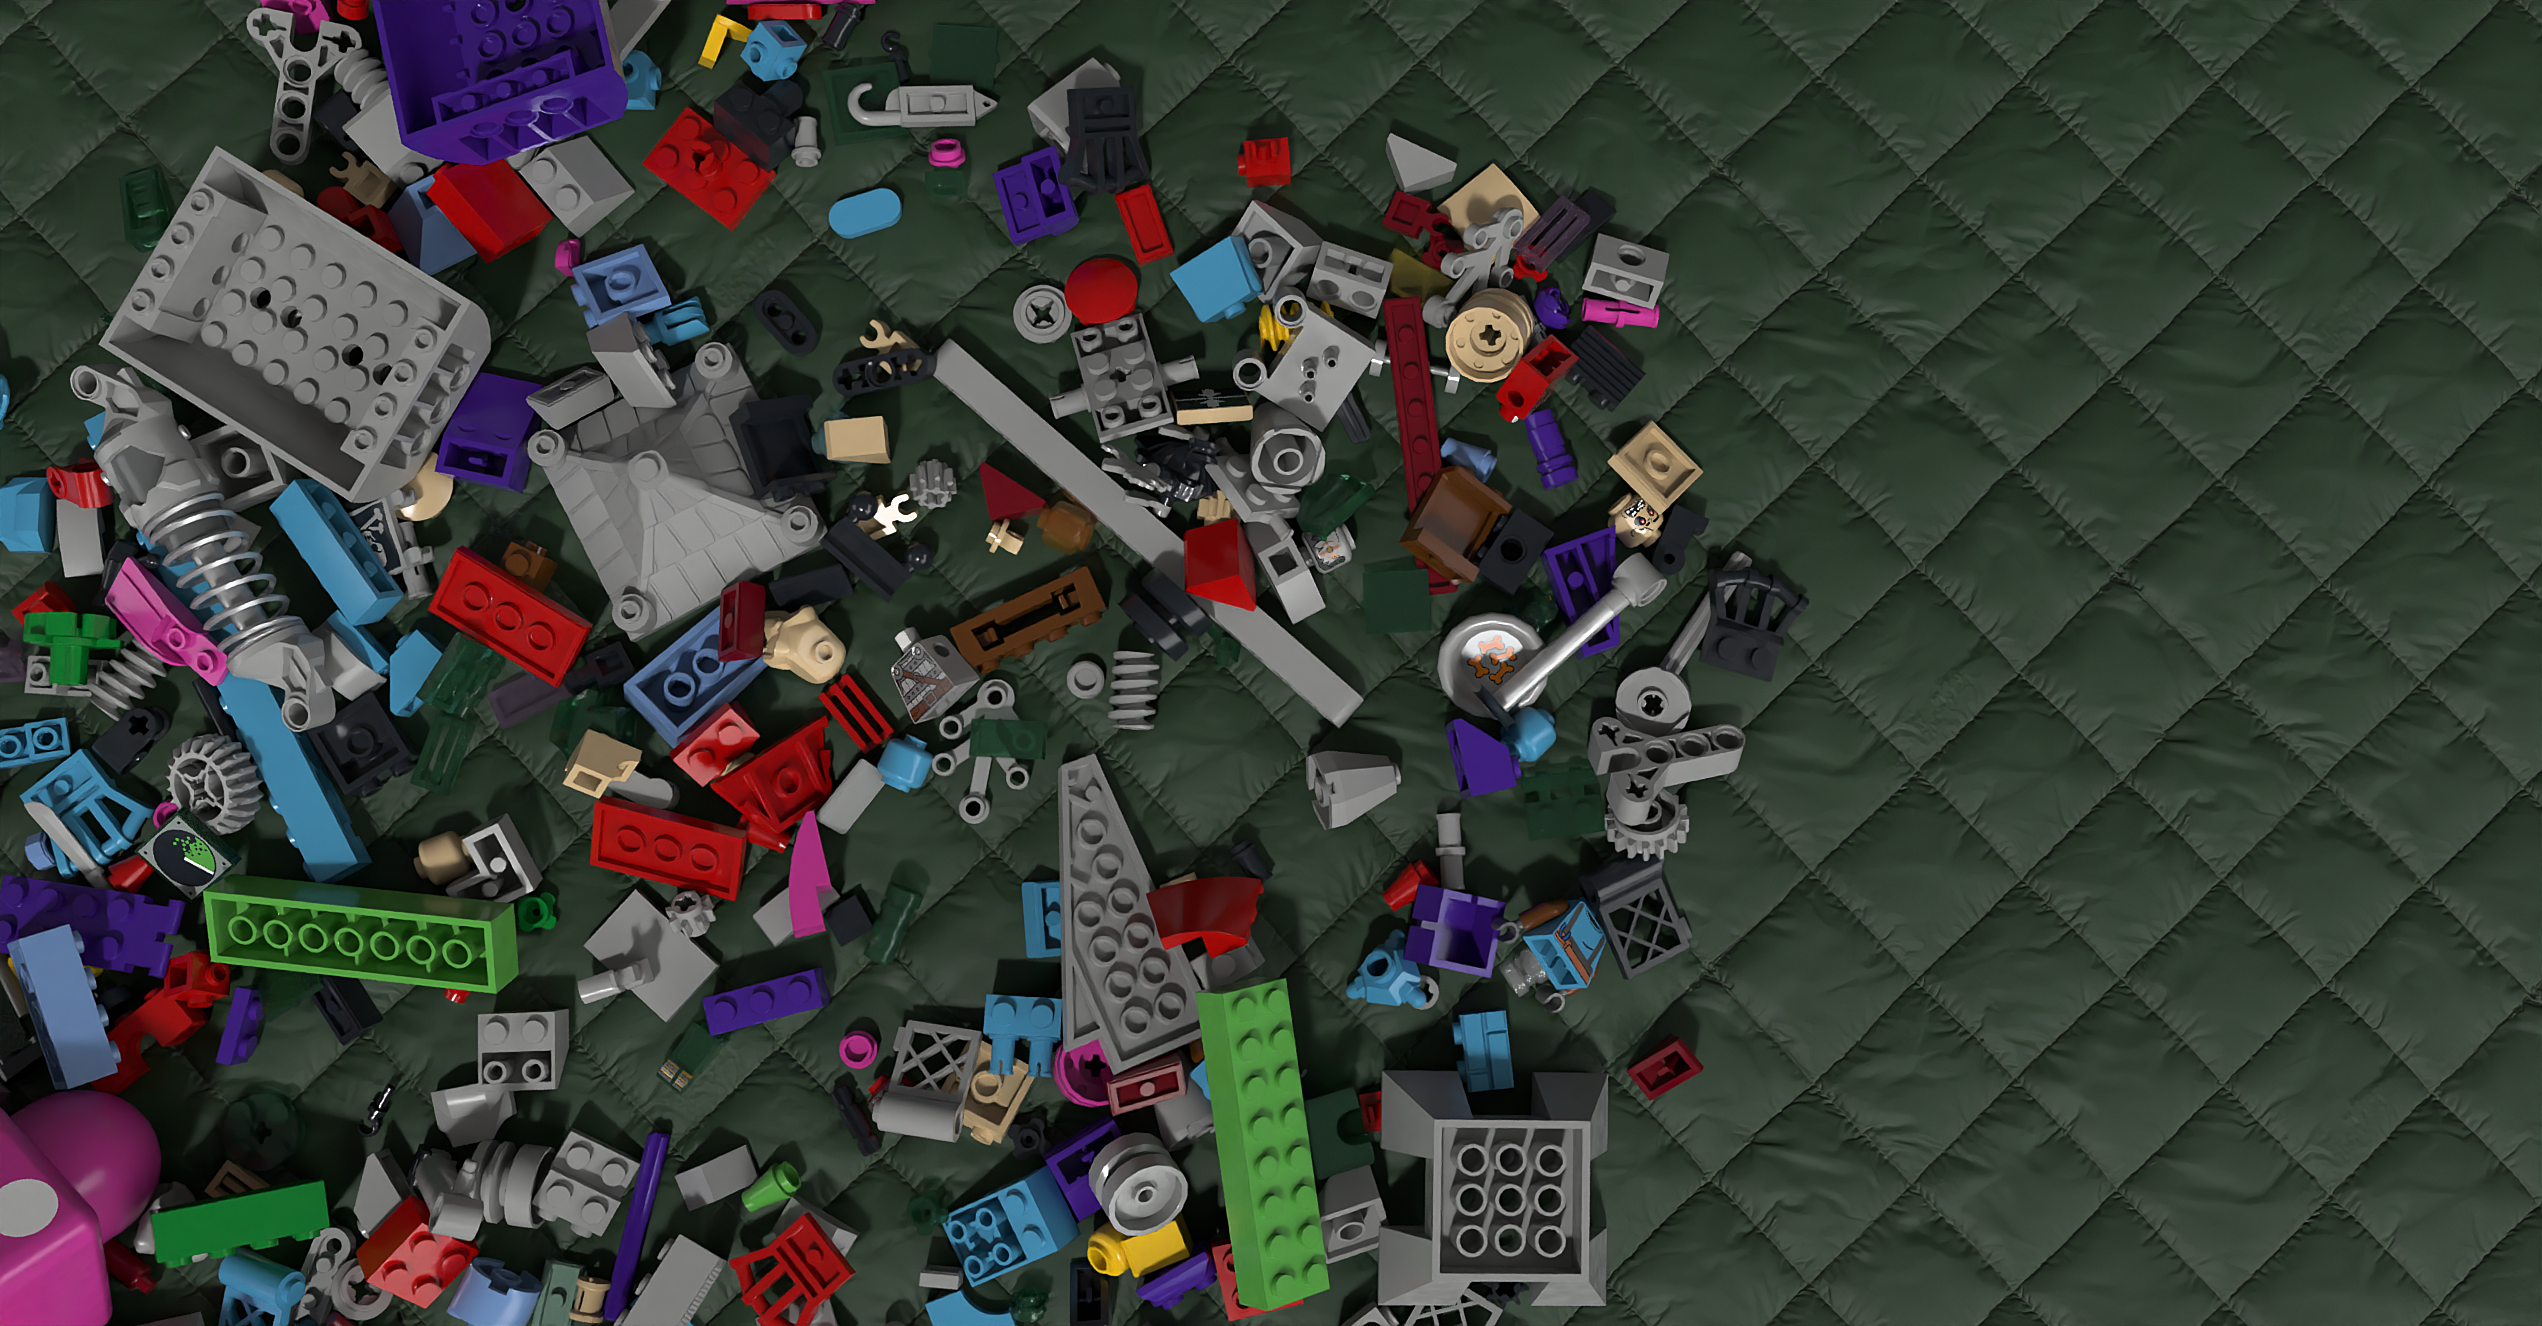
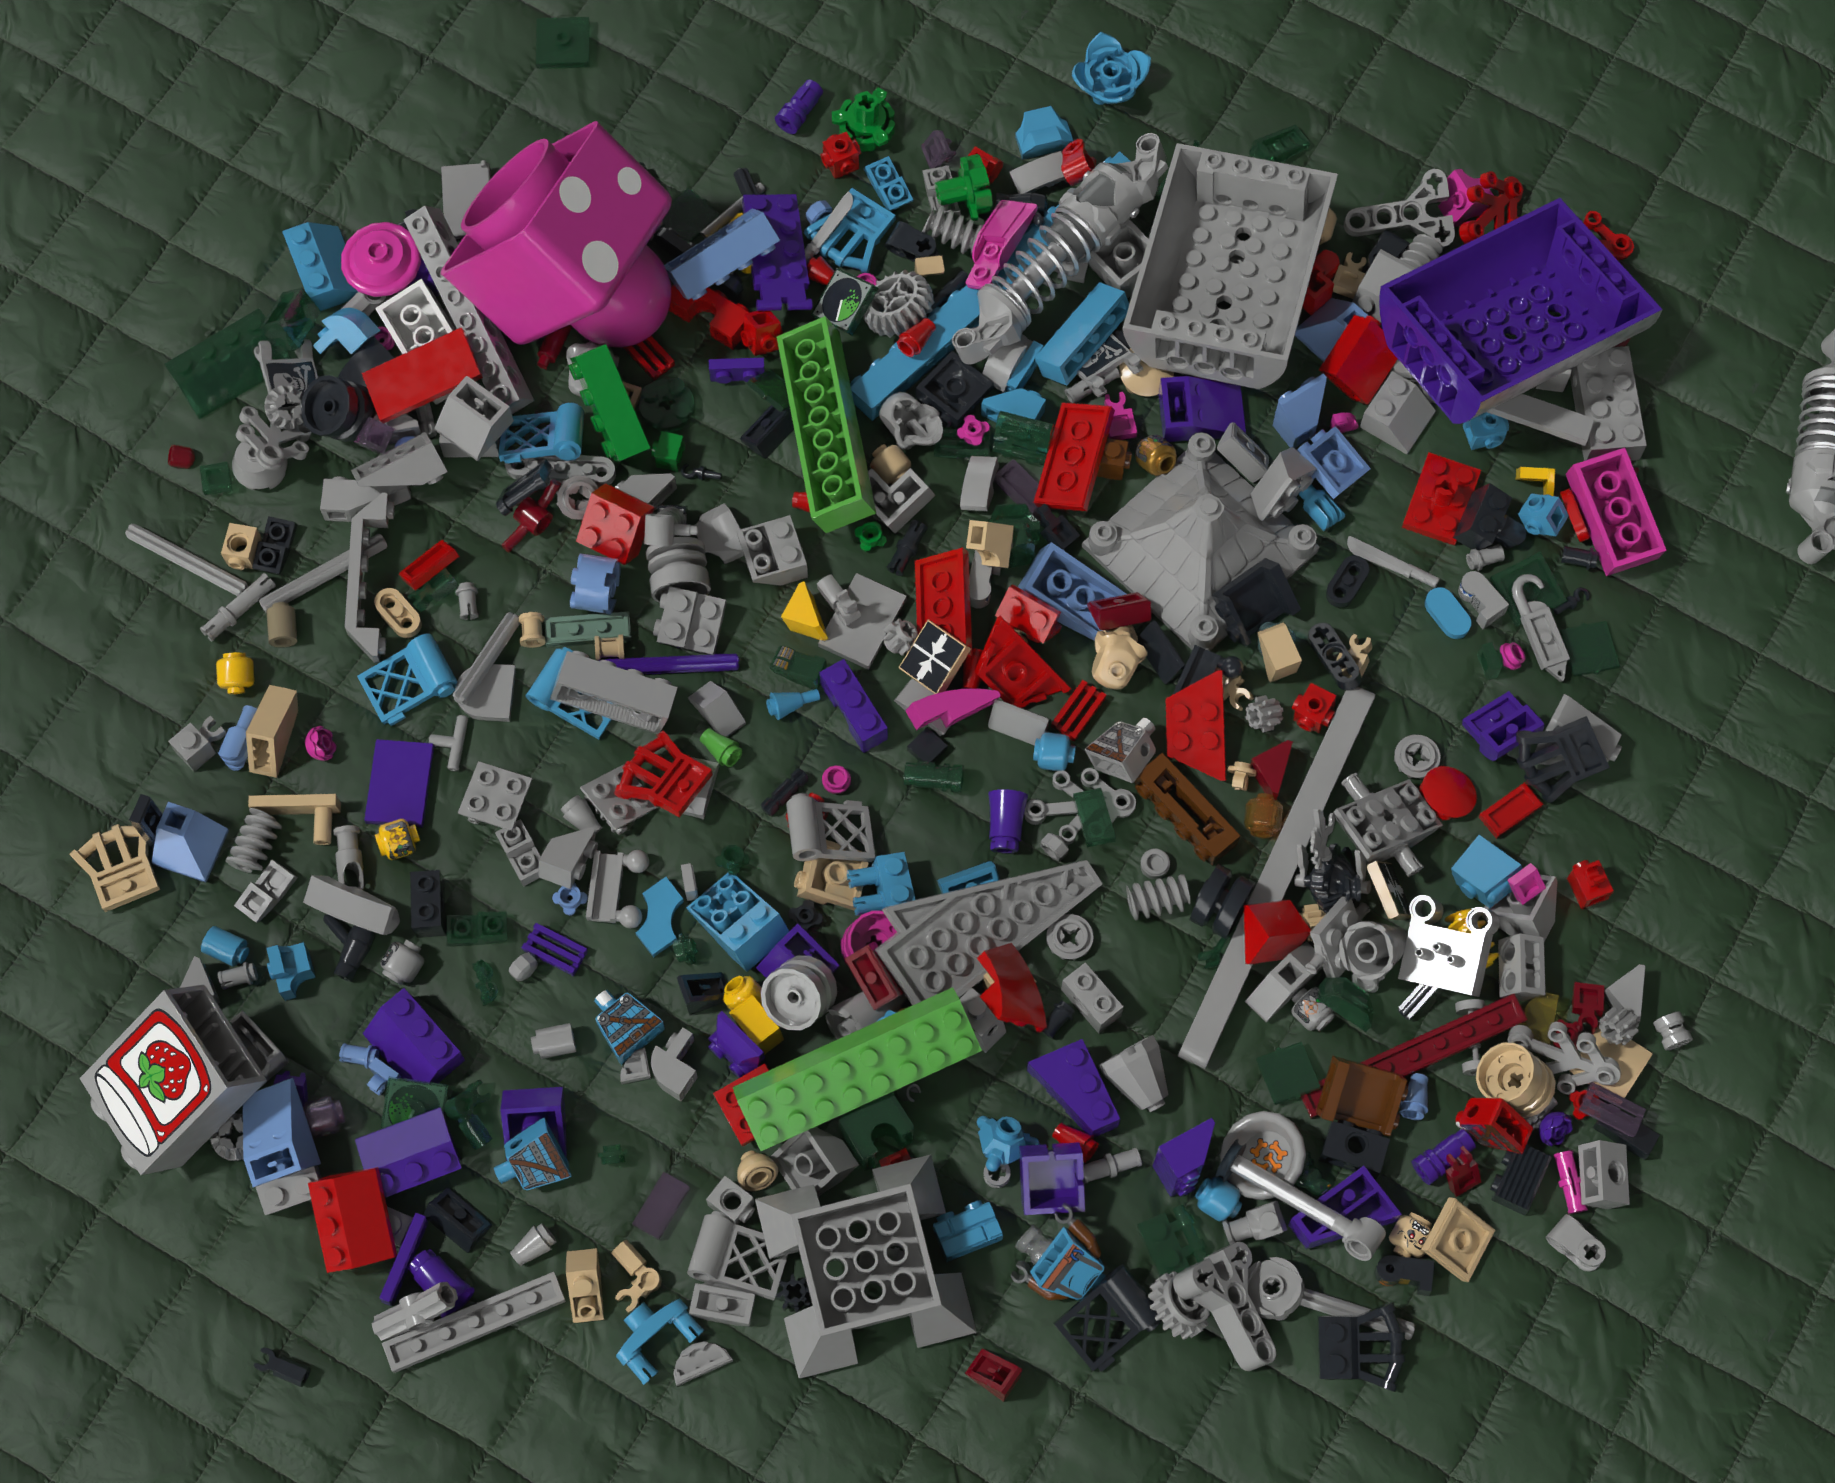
camera: 75 degrees right, 15 degrees down
(171, 725) = (929, 266): none -> tan slope
(208, 1123) = (644, 365): none -> red tile
(273, 776) = (914, 339): none -> red cone
(332, 1148) = (668, 451): none -> green plate
(392, 814) = (911, 421): none -> light grey head
(441, 736) = (973, 437): none -> dark pink plate
(479, 537) = (1123, 421): none -> dark pink plate
(507, 751) = (978, 483): none -> light grey slope
(537, 306) = (1299, 411): none -> medium blue slope
(539, 509) = (1156, 455): none -> pearl gold head
(568, 868) = (907, 547): none -> black pin
(620, 1030) = (803, 615): none -> yellow slope
(735, 880) = (934, 658): none -> black tile
(736, 1086) = (784, 703): none -> dark azure cone
(771, 266) = (1385, 560): none -> light grey piece
(859, 162) = (1483, 597): none -> light grey leg
(926, 572) = (1198, 726): none -> red wing
(936, 411) = (1314, 708): none -> red brick
(978, 850) = (1006, 819): none -> dark purple plant
(1029, 798) = (1054, 846): none -> light grey tile
(1167, 821) = (1070, 923): none -> light grey gear
(1238, 811) = (1092, 998): none -> light grey brick
(1253, 238) = (1526, 884): none -> dark pink plate
(1344, 1293) = (756, 1171): none -> tan brick
(1345, 863) = (1077, 1086): none -> dark purple wedge
(1455, 190) = (1618, 1025): none -> light grey gear
(1482, 126) = (1673, 1031): none -> light grey wheel
(1572, 691) = (1258, 1223): none -> light grey connector
(1577, 435) = (1463, 1172): none -> dark red plate
(1691, 333) = (1574, 1242): none -> light grey piece

